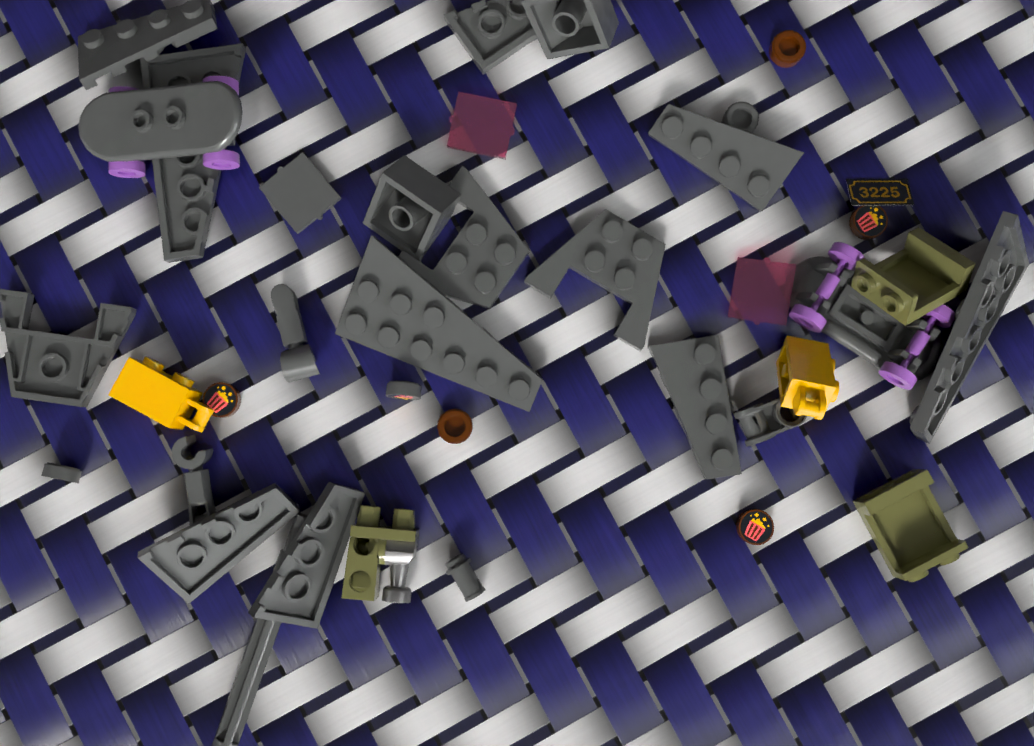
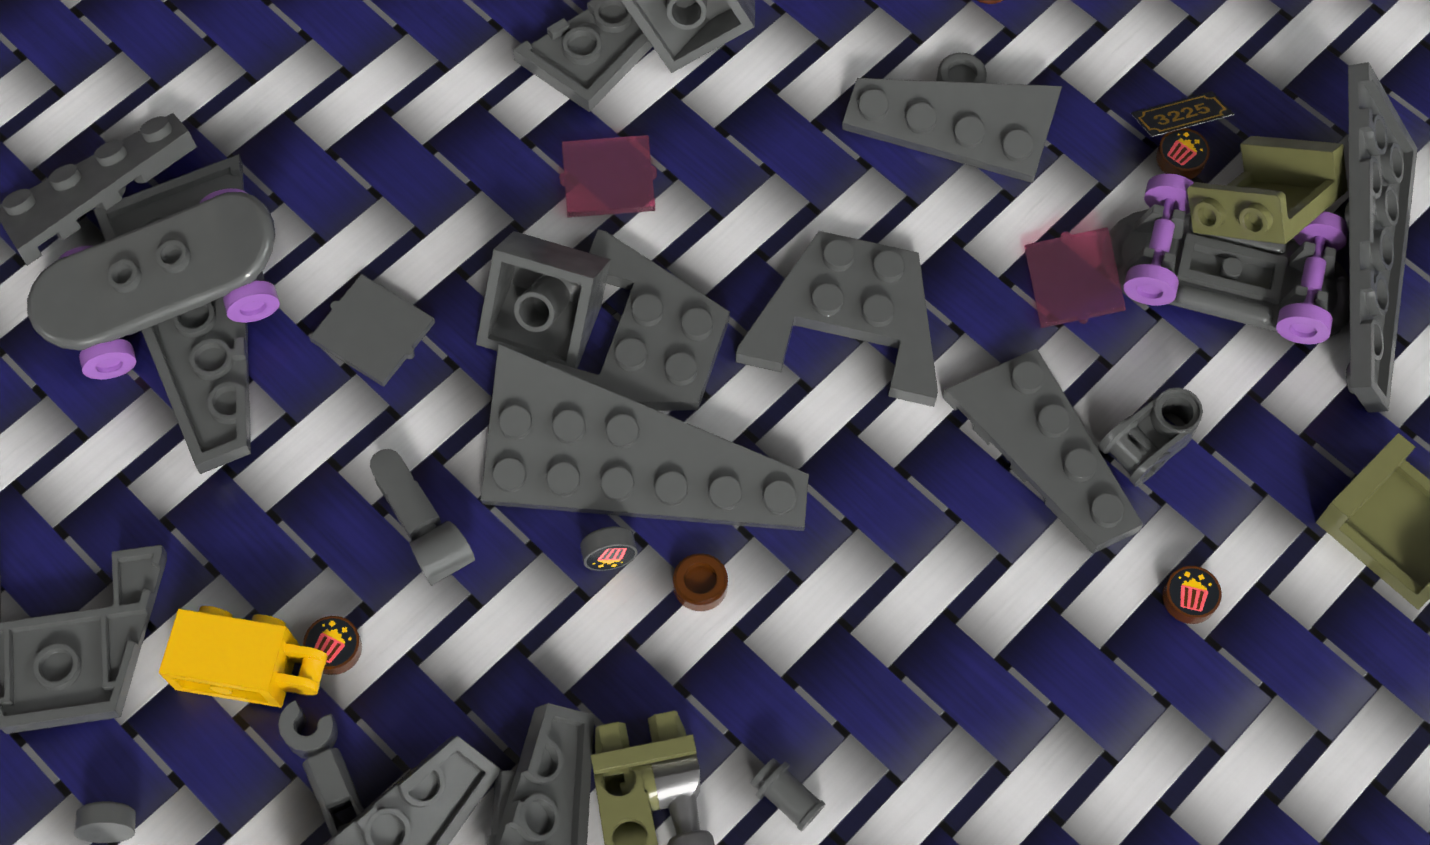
camera: 20 degrees left, 20 degrees down
(806, 377) = (1180, 356): yellow brick -> none

